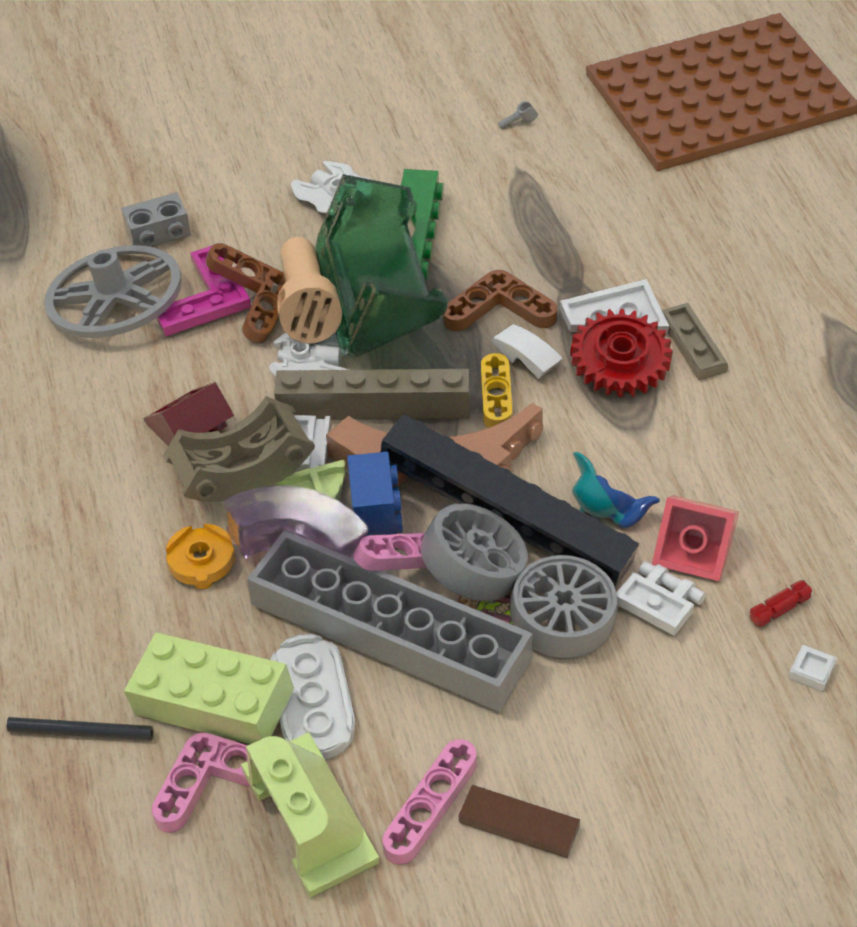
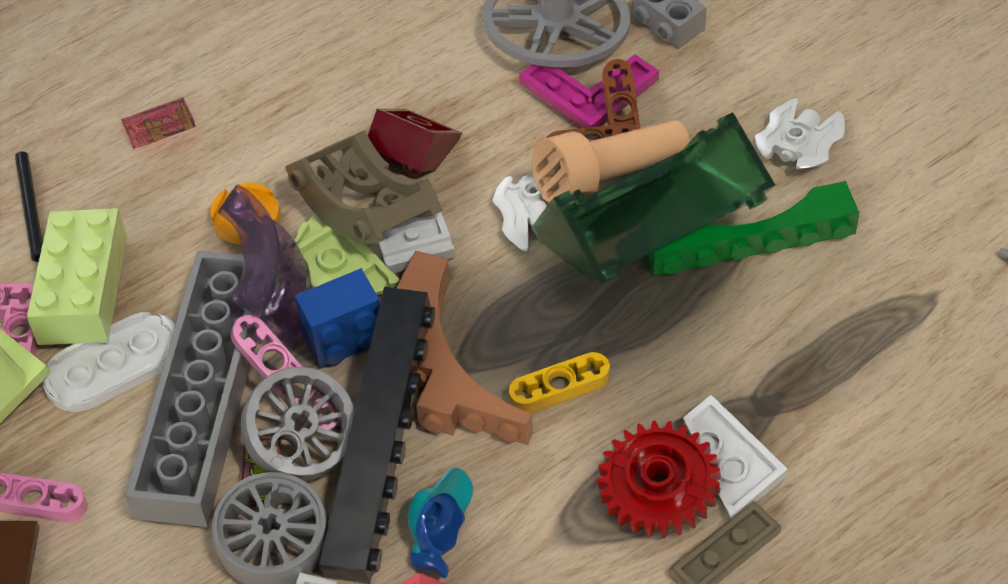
camera: 70 degrees right, 5 degrees up
(39, 603) = (158, 123): none -> clear pink tile
(376, 393) = (500, 276): dark tan brick -> none
(530, 349) = (627, 389): white slope -> none
(537, 310) = (710, 342): dark orange beam -> none

